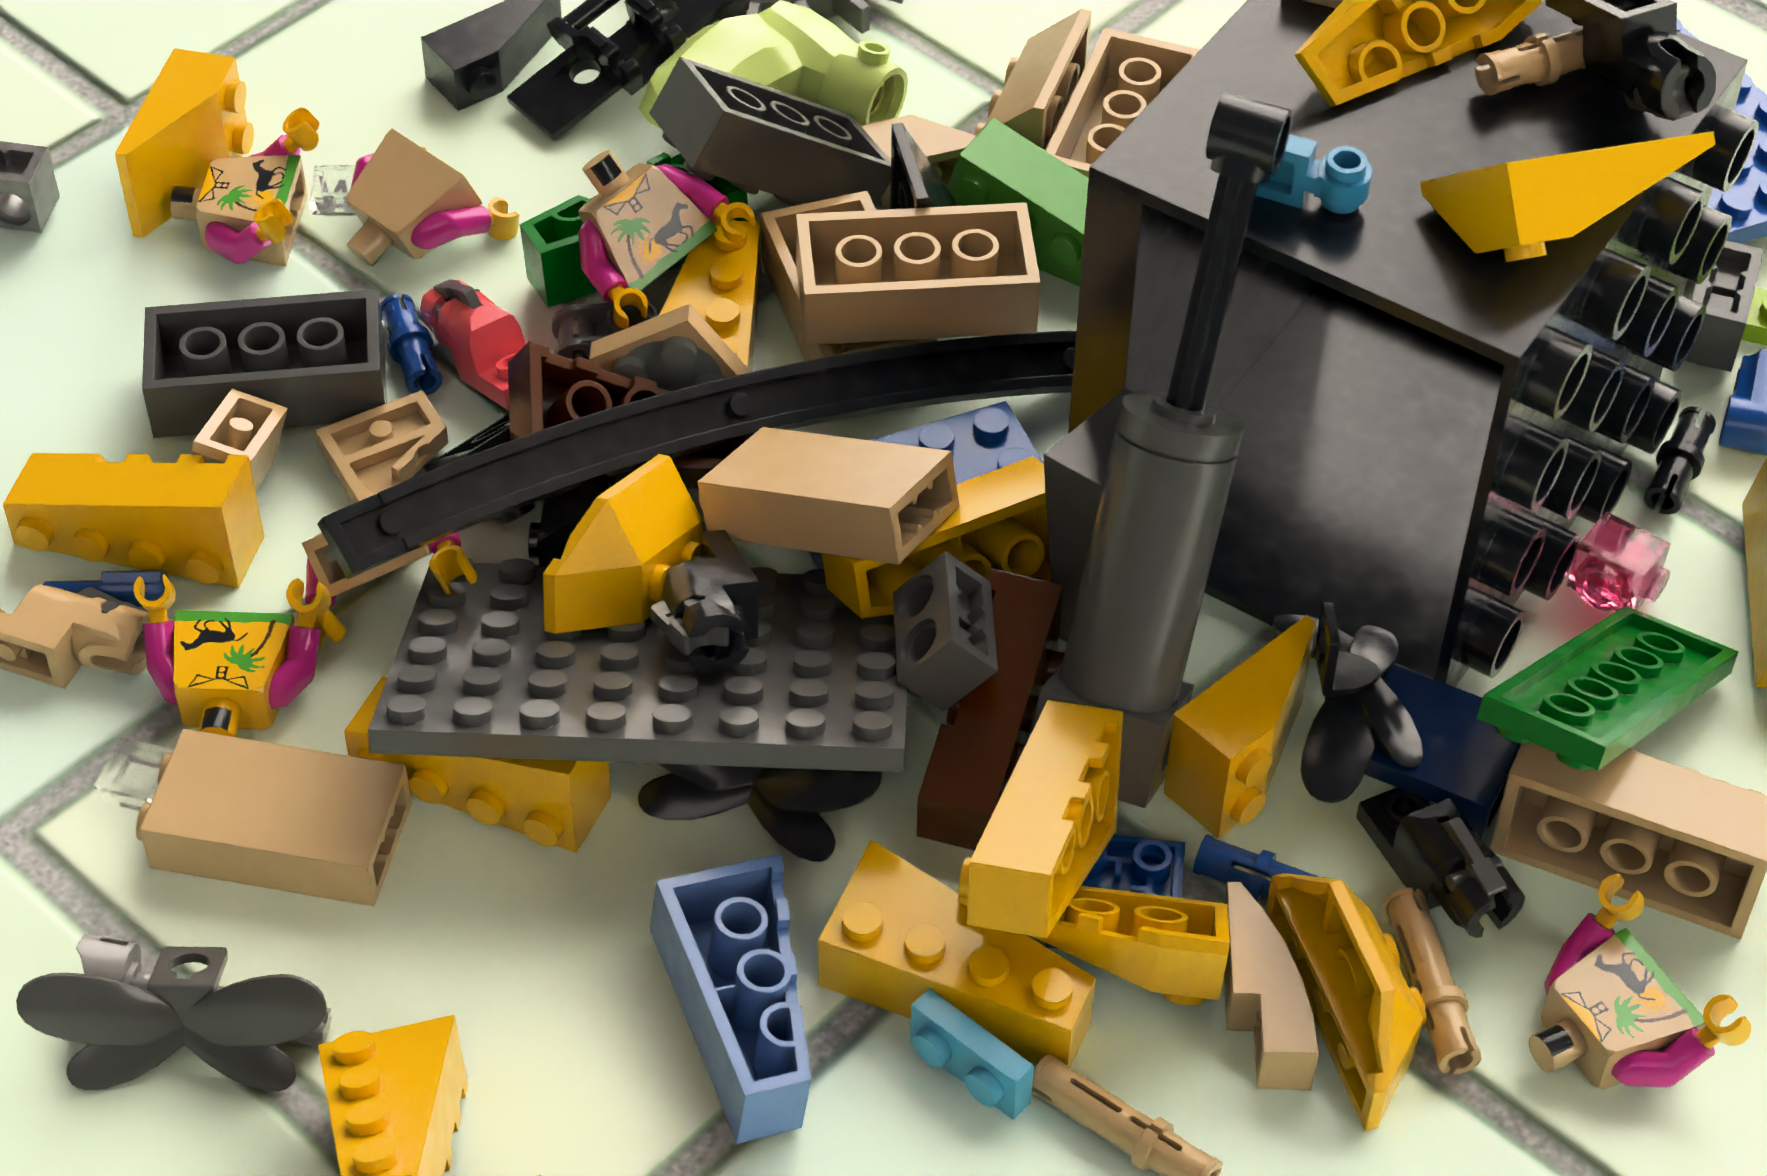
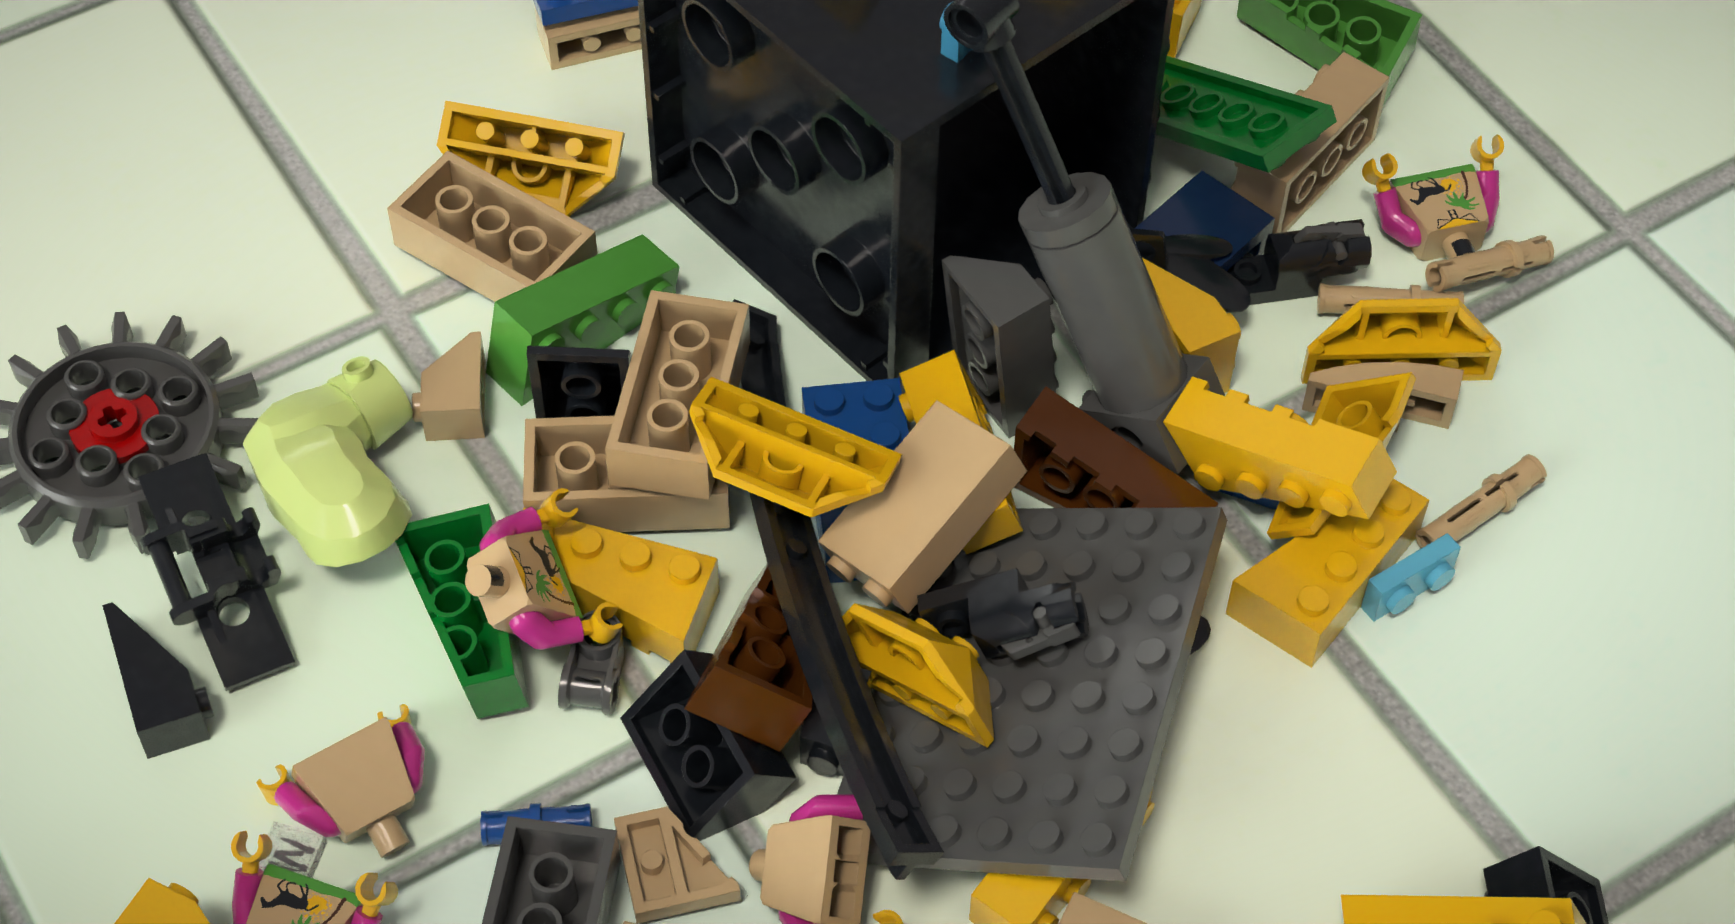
camera: 75 degrees left, 5 degrees up
(477, 333) = (581, 755): coral plate -> none
(669, 349) = (703, 615): piece -> none
(736, 983) = (1340, 704): medium blue wedge -> none
(766, 138) = (450, 468): dark grey brick -> none
(822, 333) = (786, 452): none -> yellow wedge
(944, 632) = (1074, 457): dark grey brick -> none
(1043, 79) = (430, 278): tan slope -> none
(1219, 858) = (1279, 370): blue pin -> none
(1555, 1088) = (1504, 260): none -> tan pin

